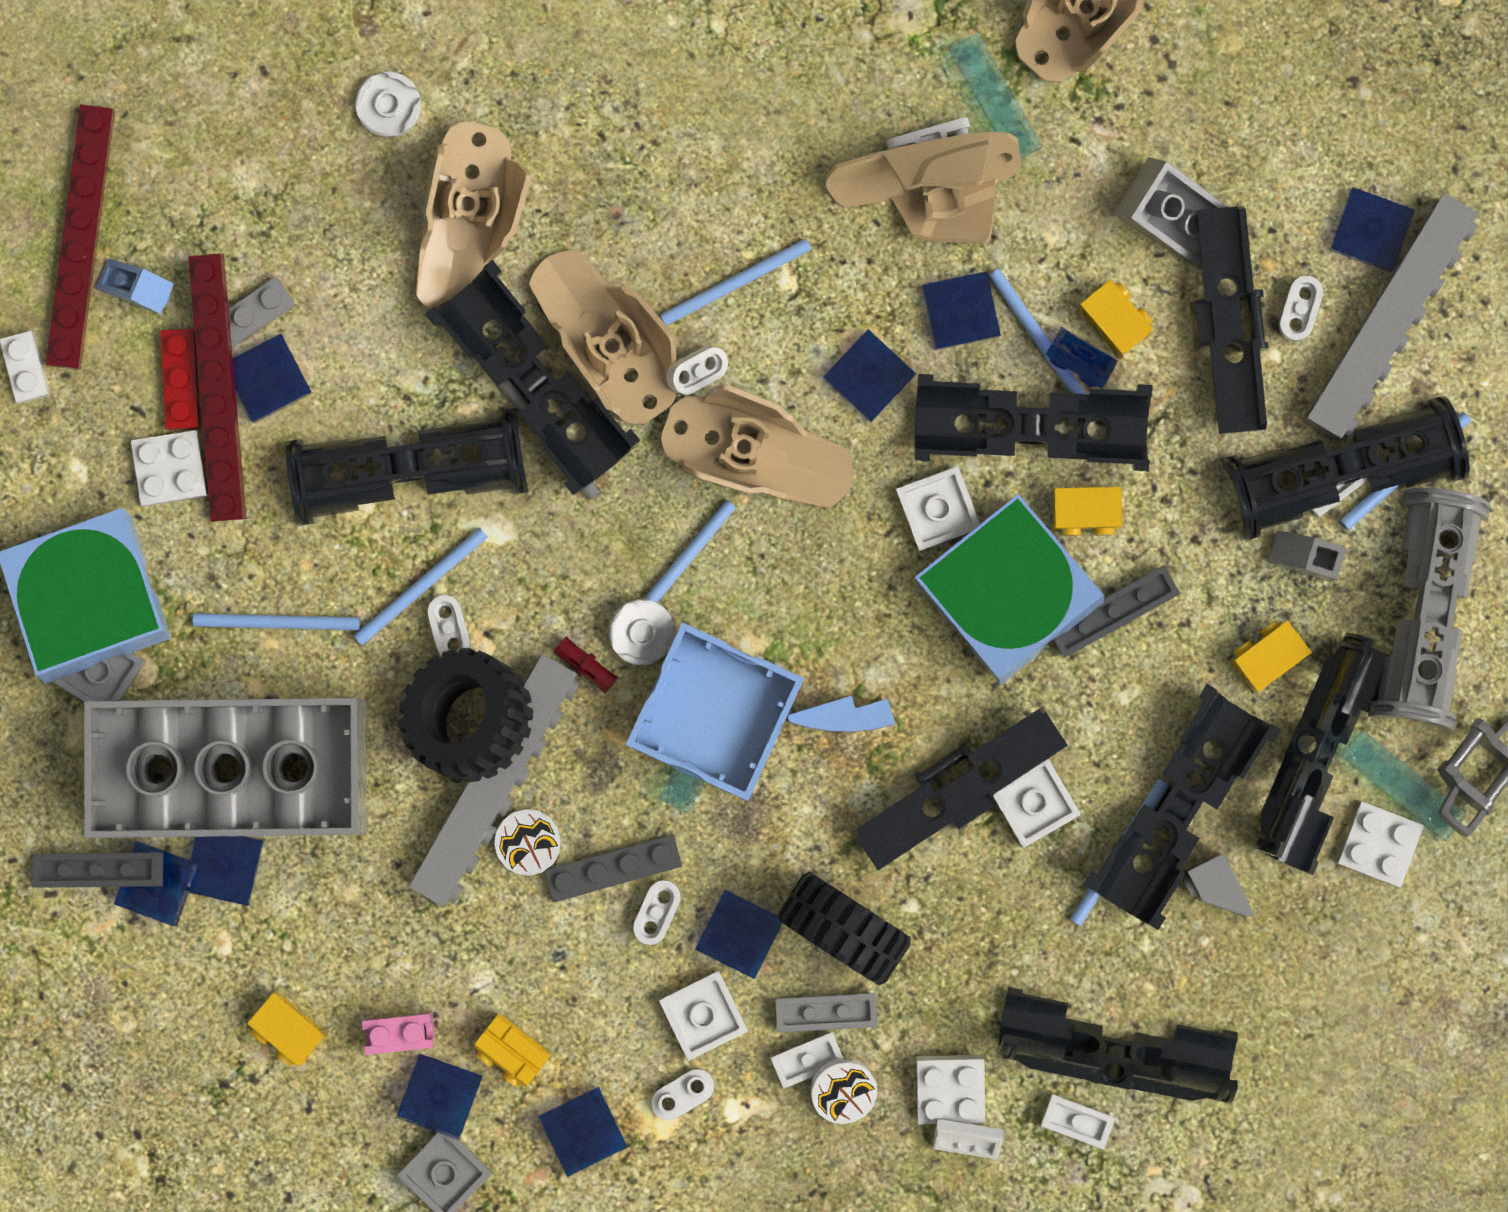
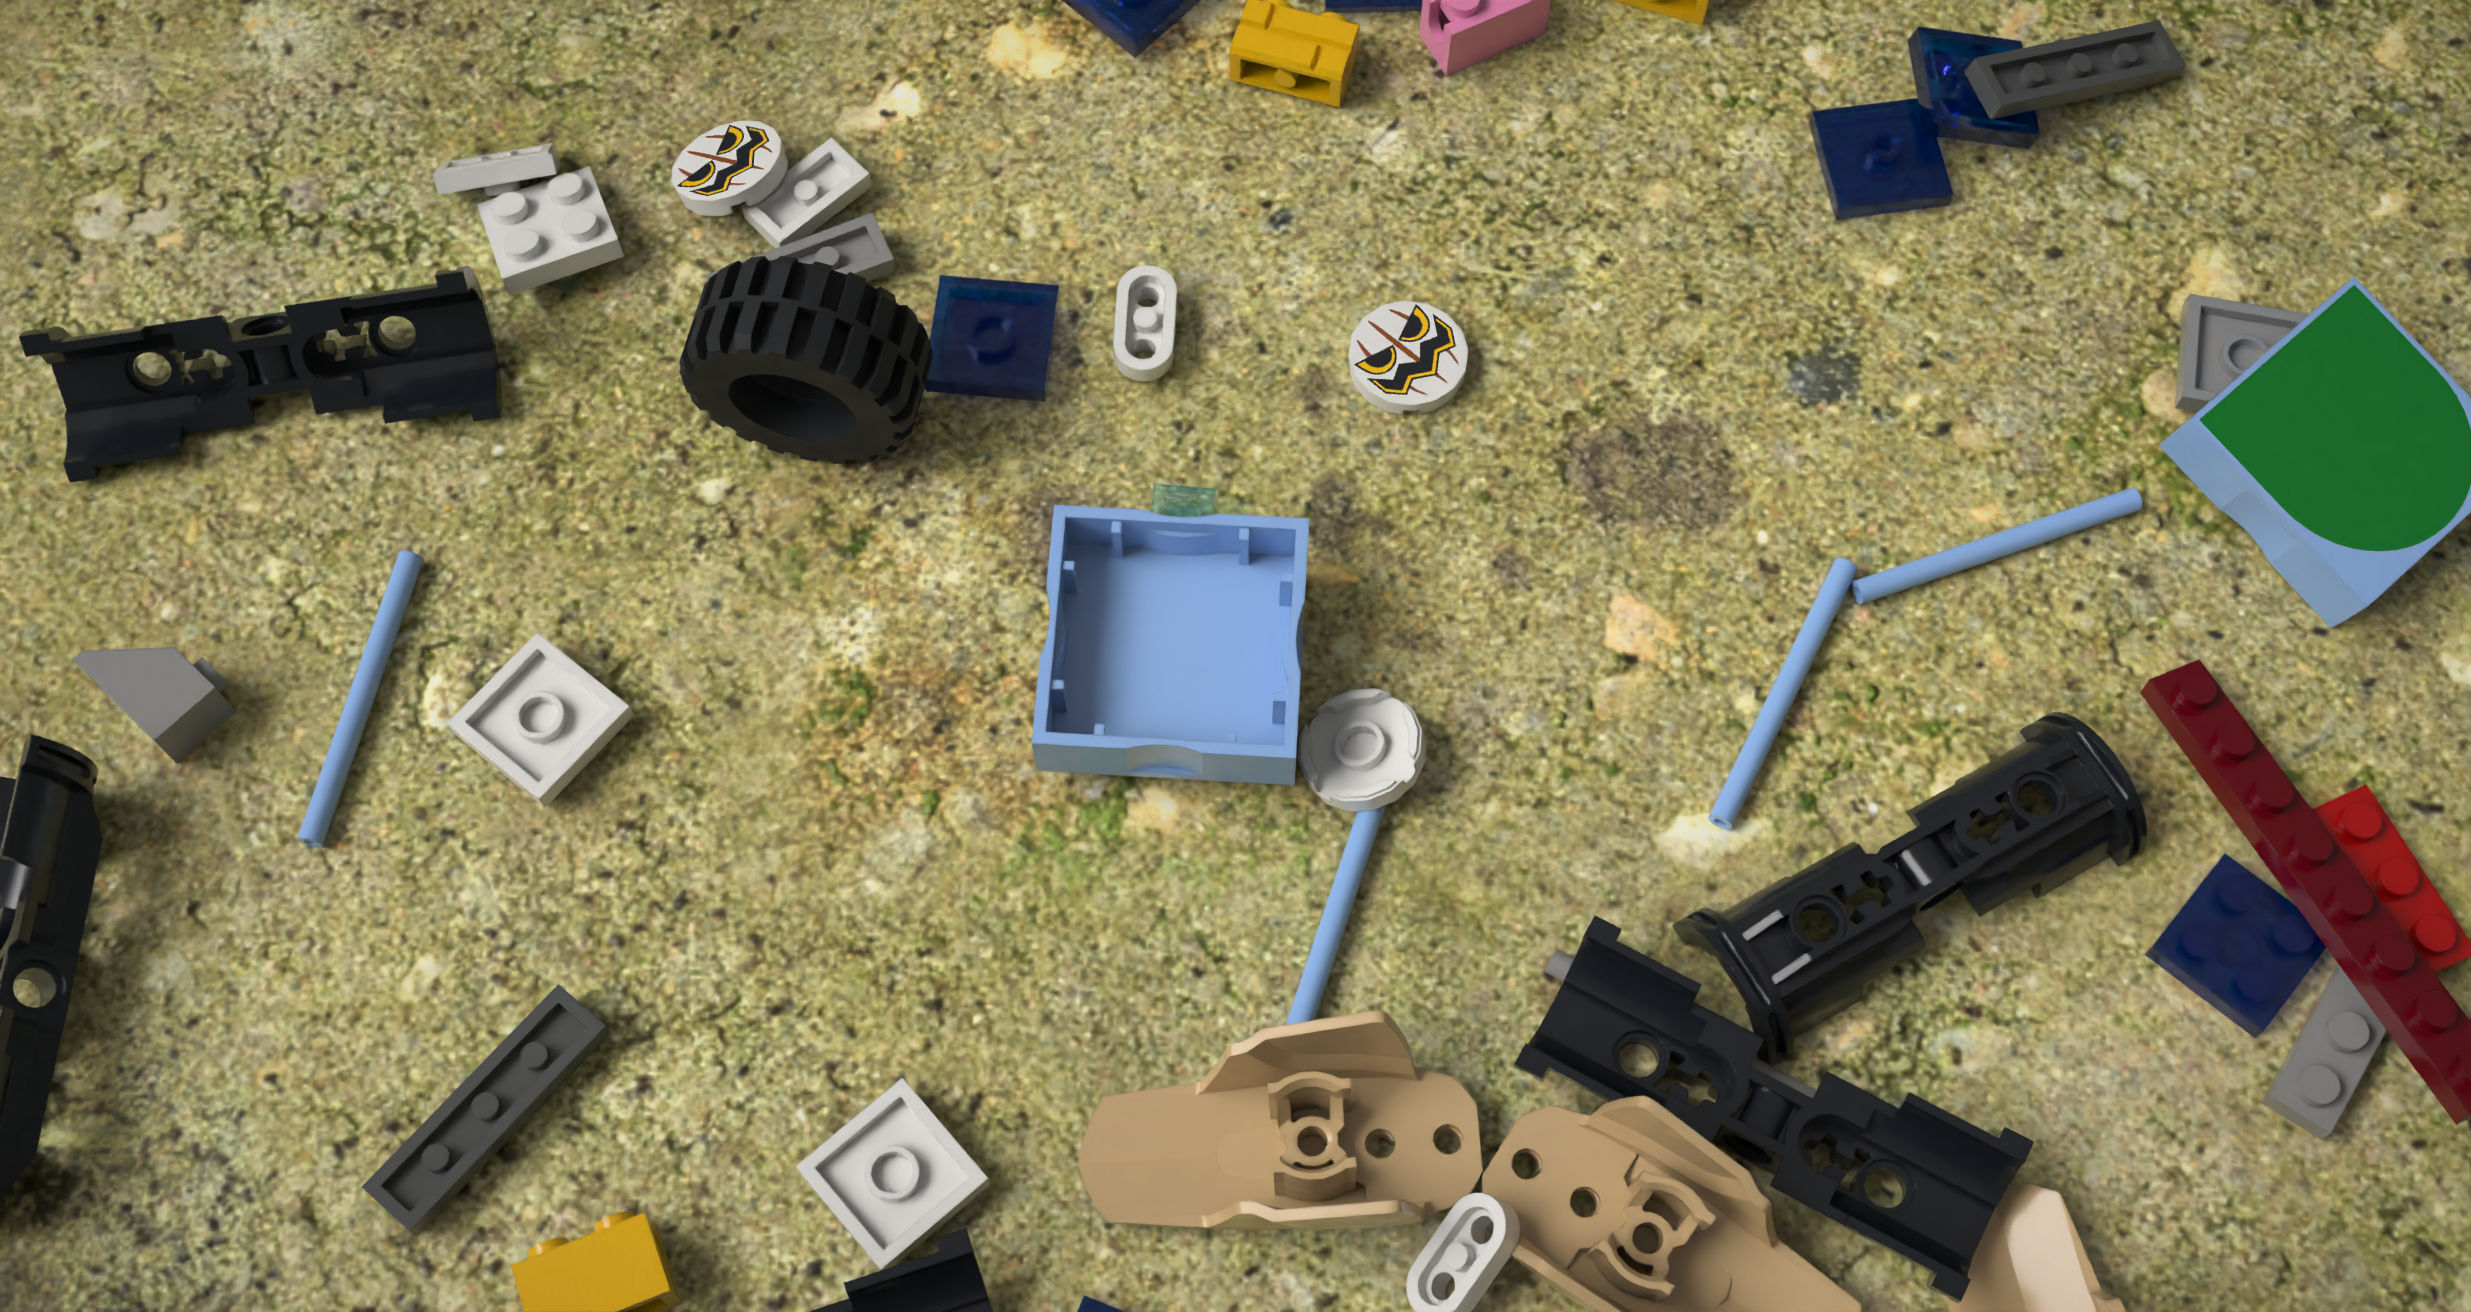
camera: 160 degrees right, 20 degrees down
(169, 468) = (2322, 723): white plate -> none
(195, 736) = (1965, 250): light grey brick -> none
(432, 697) = (1656, 439): black tyre -> none
(447, 628) = (1706, 637): white plate -> none
(484, 800) = (1507, 430): light grey brick -> none
(585, 664) = (1436, 663): dark red pin -> none
(613, 868) = (1245, 369): dark grey plate -> none
(682, 1094) = (999, 86): white plate -> none
(703, 1015) = (1005, 202): white plate -> none
(844, 717) = (938, 735): light blue slope -> none
(966, 797) = (603, 777): black piece -> none
(1009, 589) = (699, 1062): green tile -> none
(1077, 1121) = (317, 256): white plate -> none
(1241, 742) = (165, 939): black piece -> none
(1270, 656) = (151, 1135): yellow brick -> none

